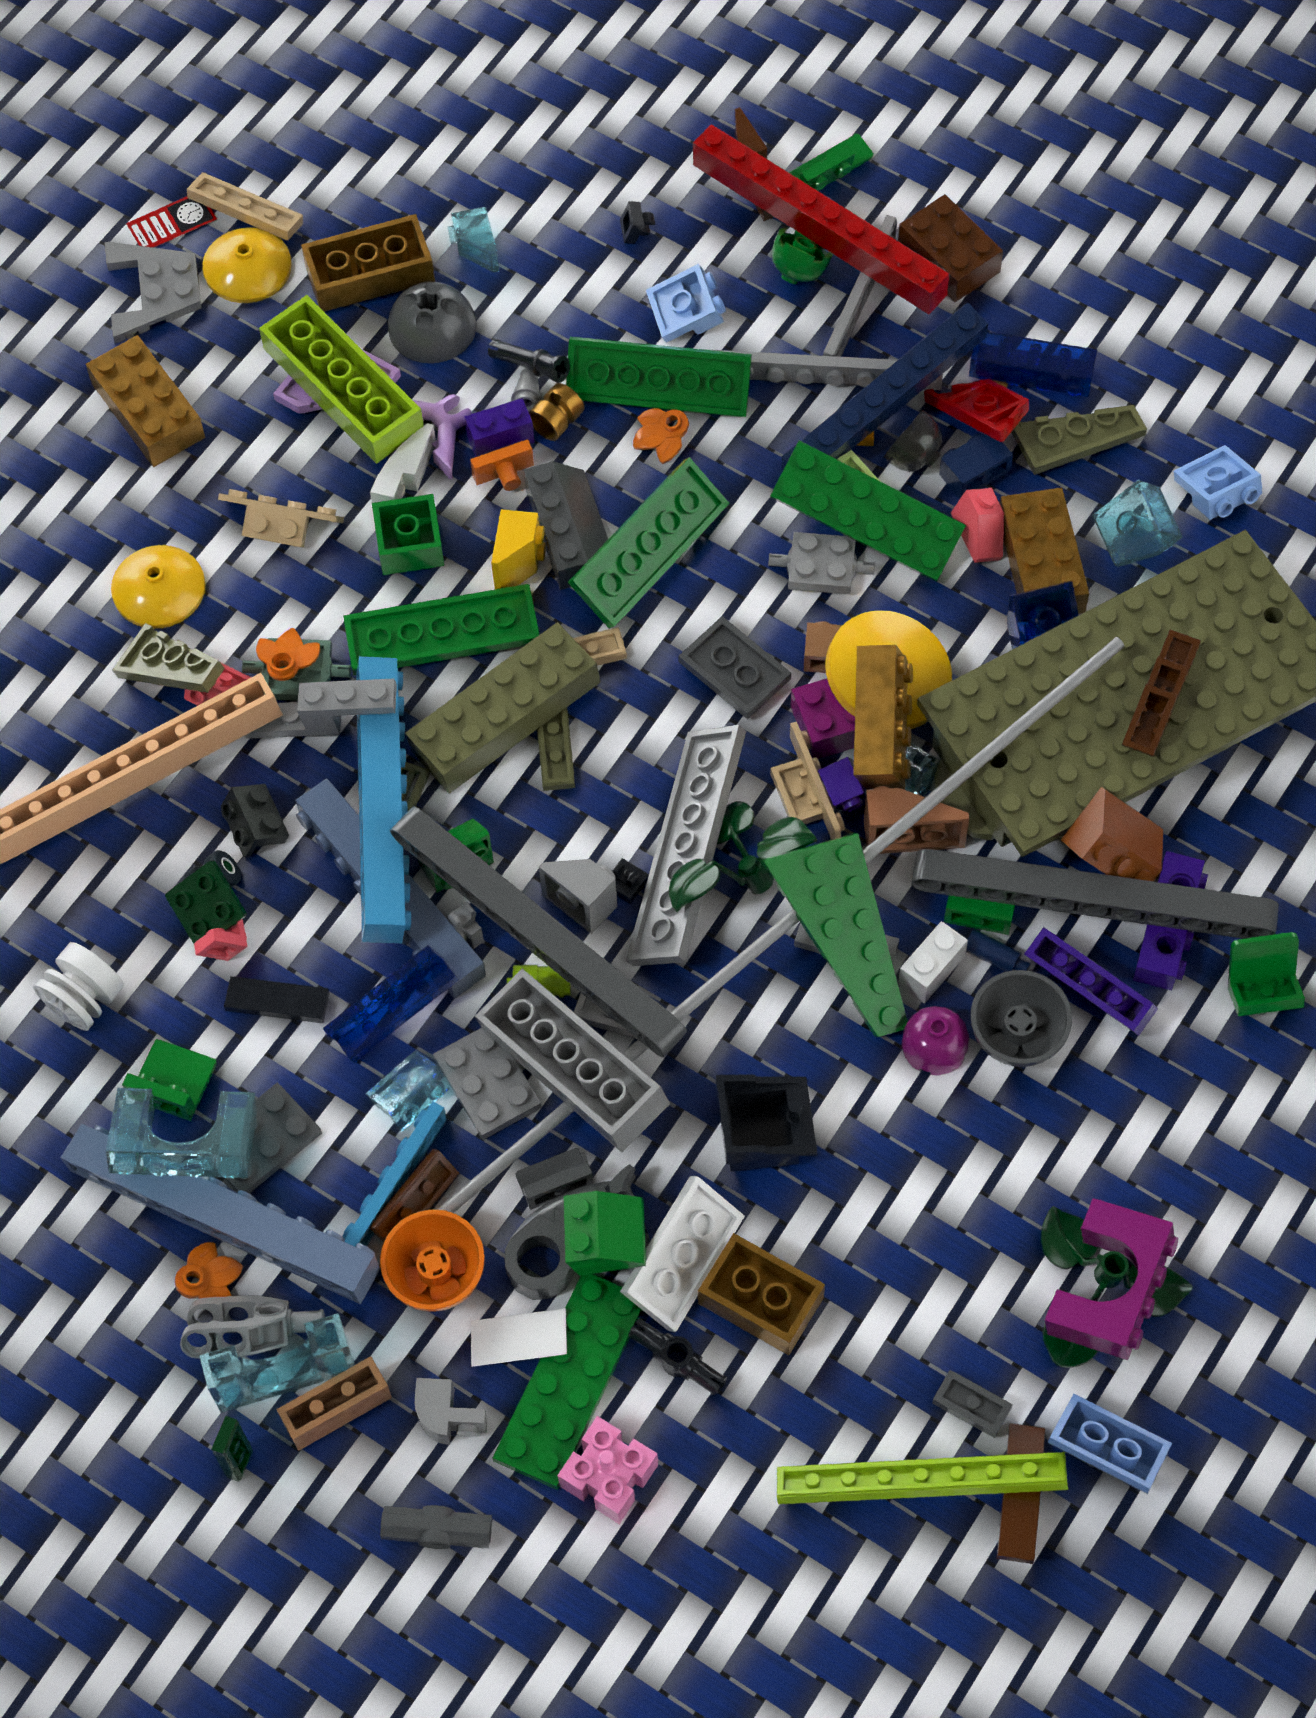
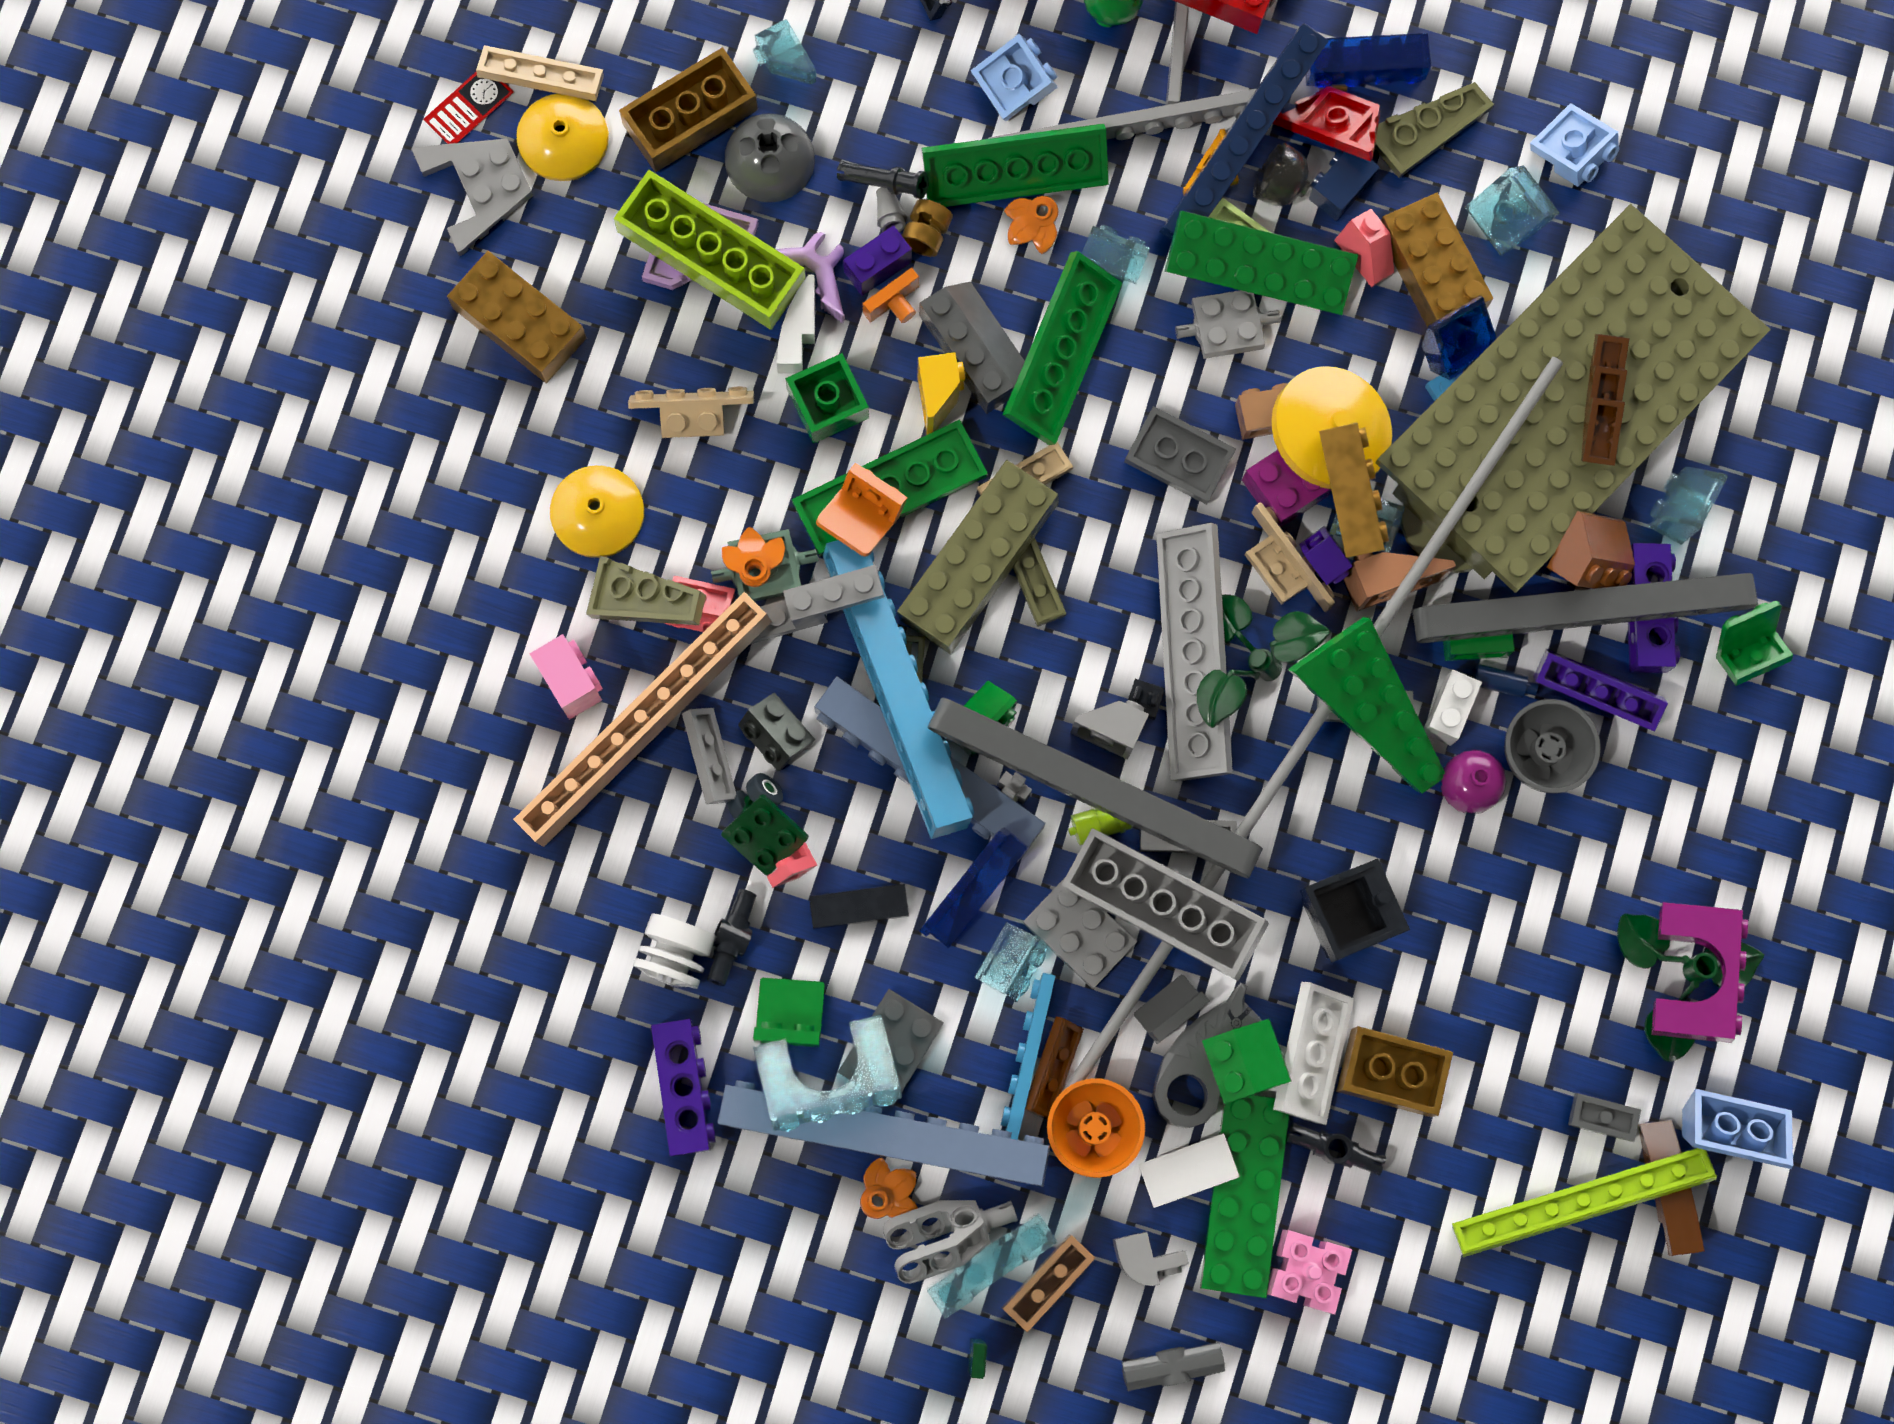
camera: 25 degrees left, 15 degrees up
(42, 1069) = (665, 1038): none -> dark purple brick
(71, 715) = (568, 680): none -> bright pink brick
(140, 993) = (732, 937): none -> black pin
(181, 823) = (709, 755): none -> light grey plate
(404, 636) = (862, 511): none -> orange bracket
(730, 474) = (1116, 254): none -> clear light blue bracket
(1234, 830) = (1686, 503): none -> clear light blue slope

